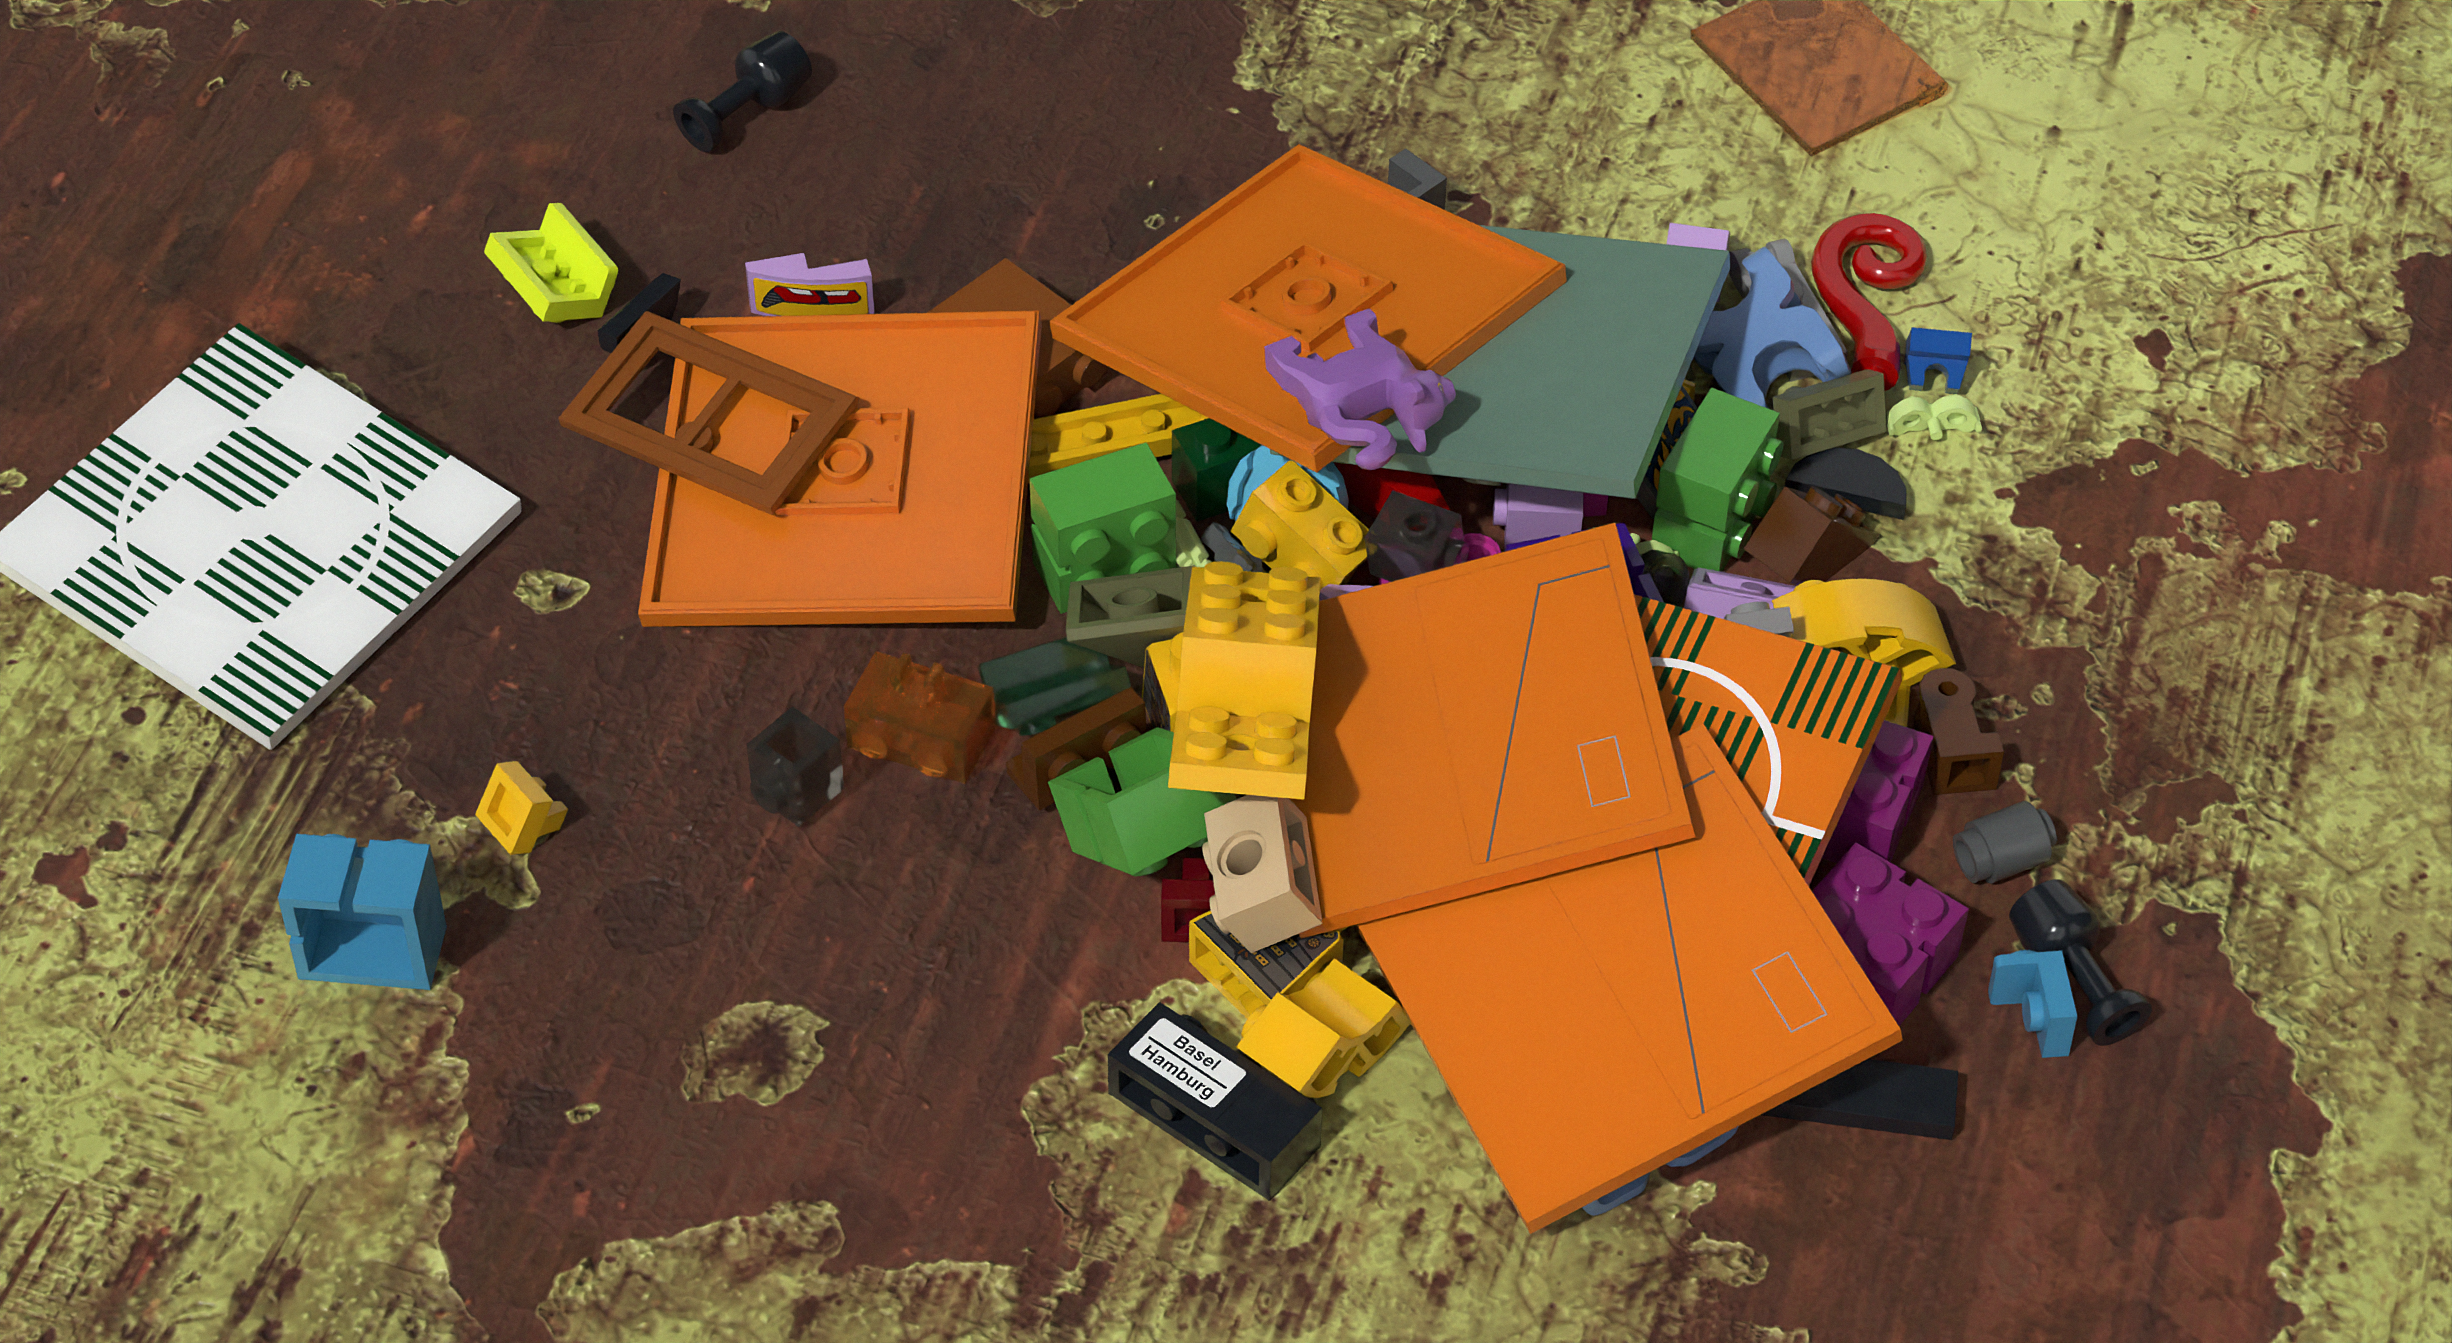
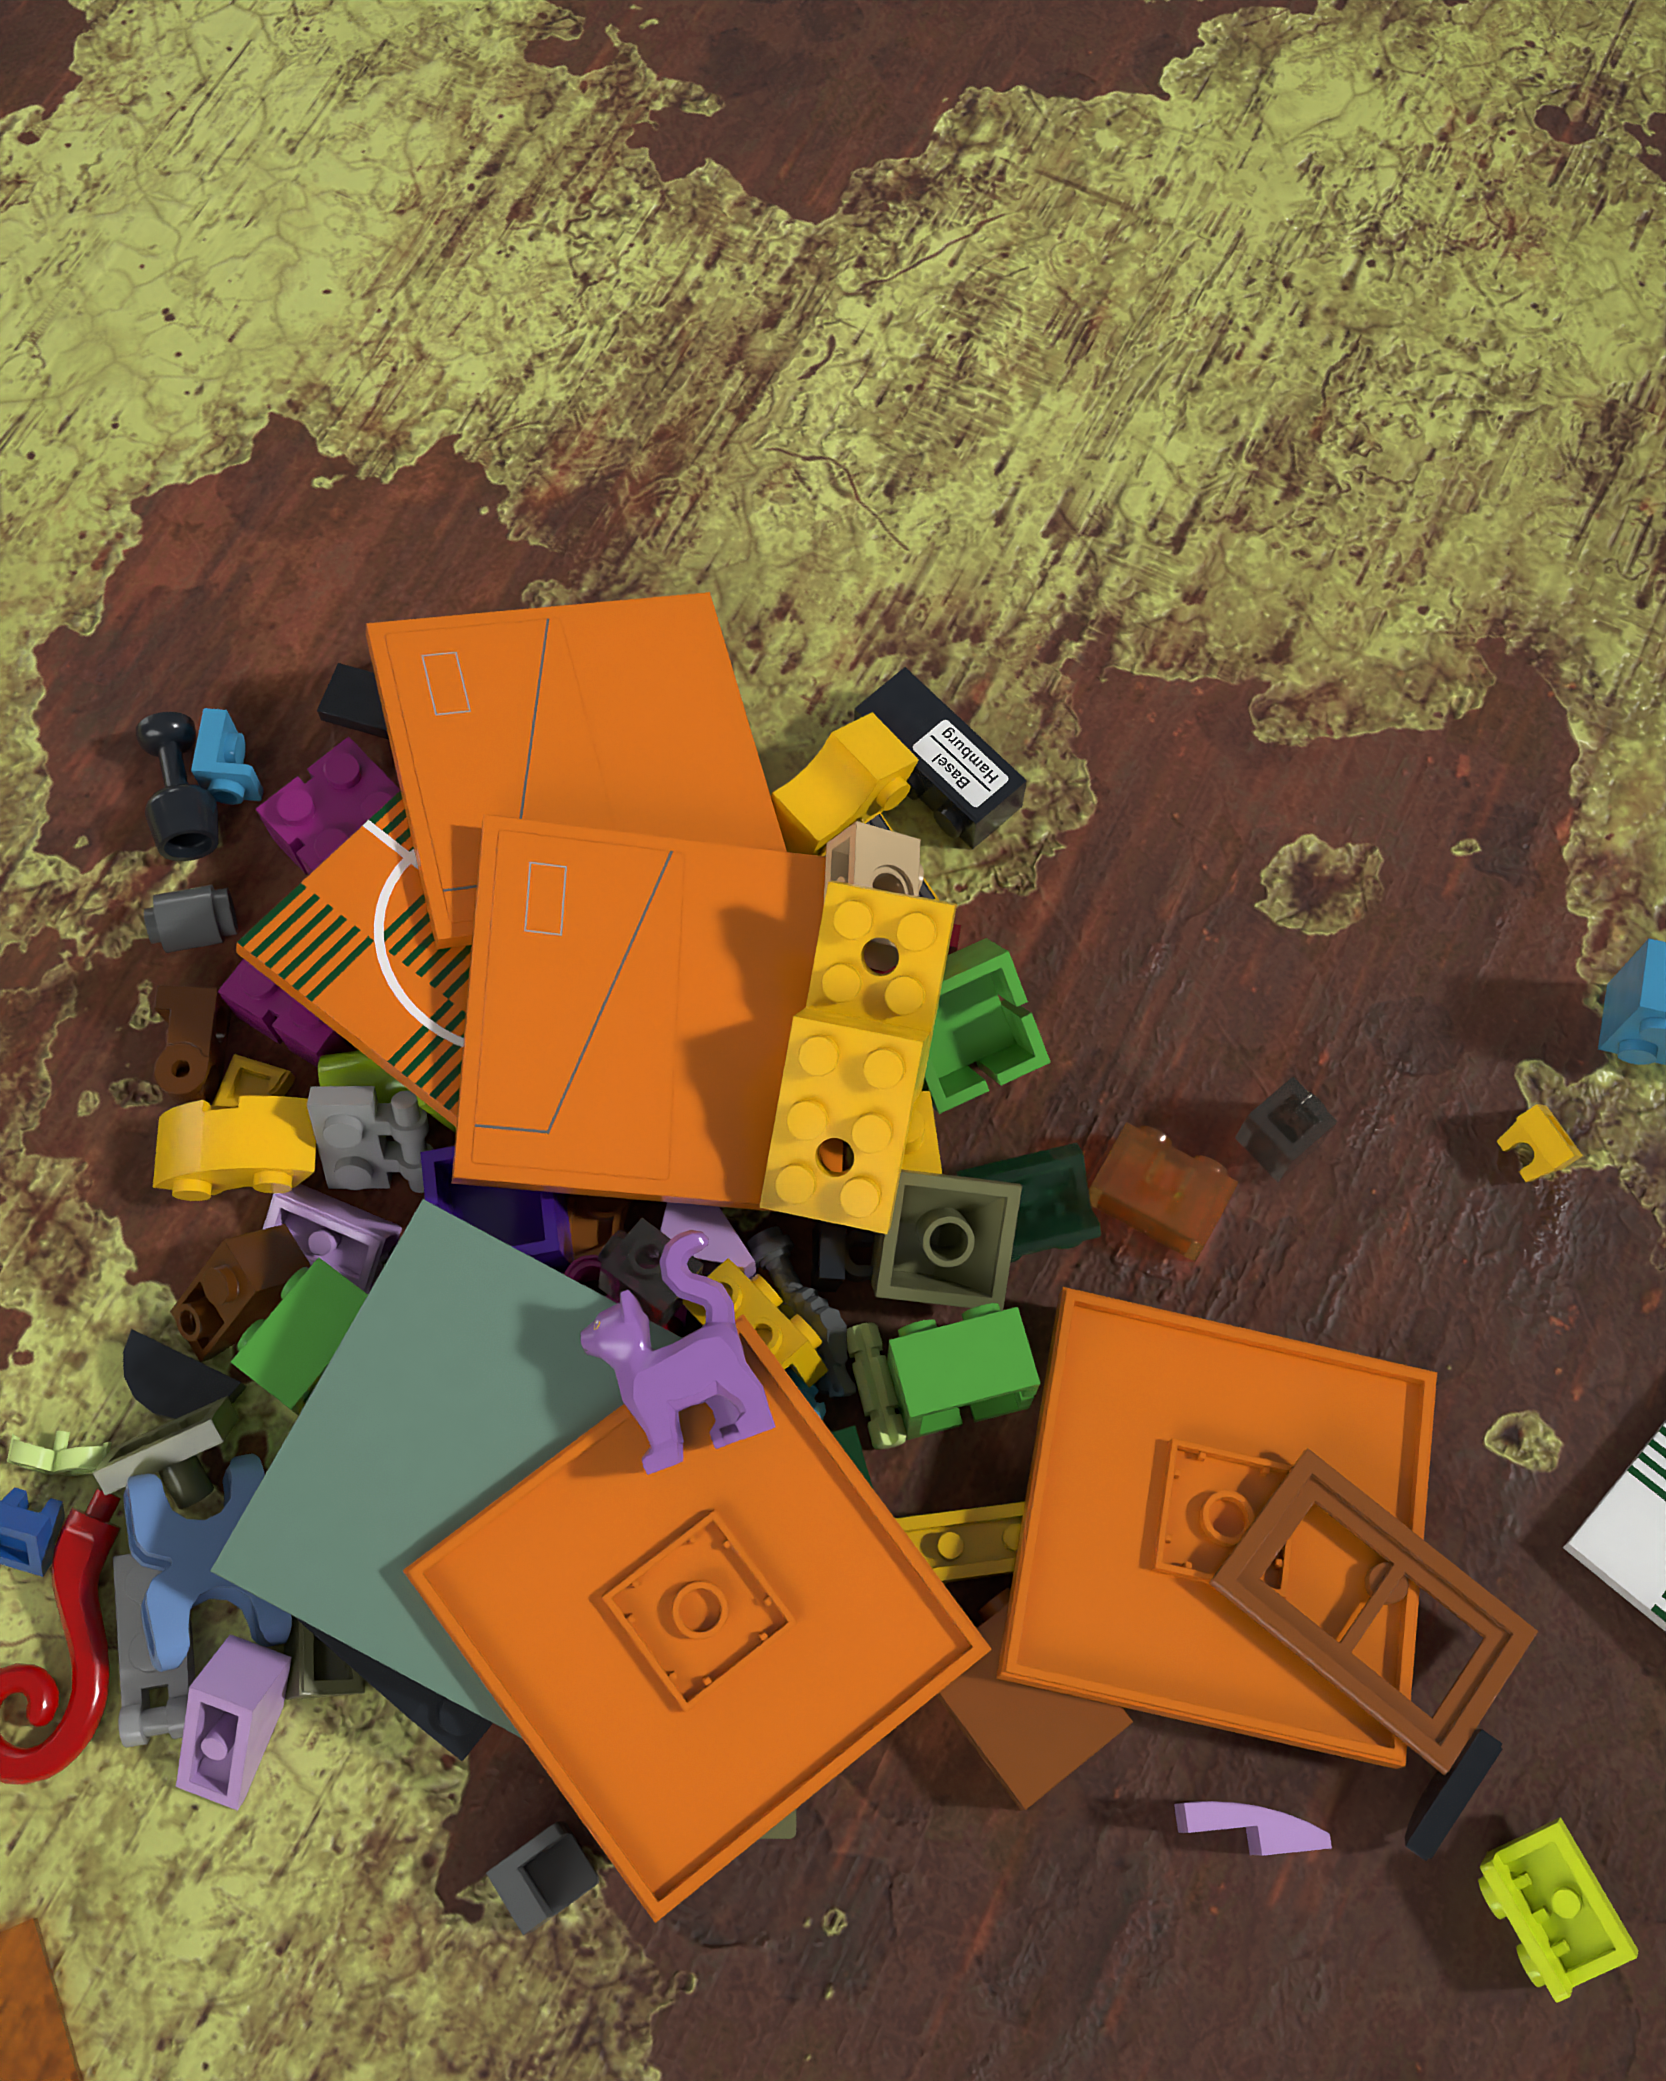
camera: 170 degrees left, 20 degrees up
(1075, 743) = (1015, 1122): reddish brown bracket -> none

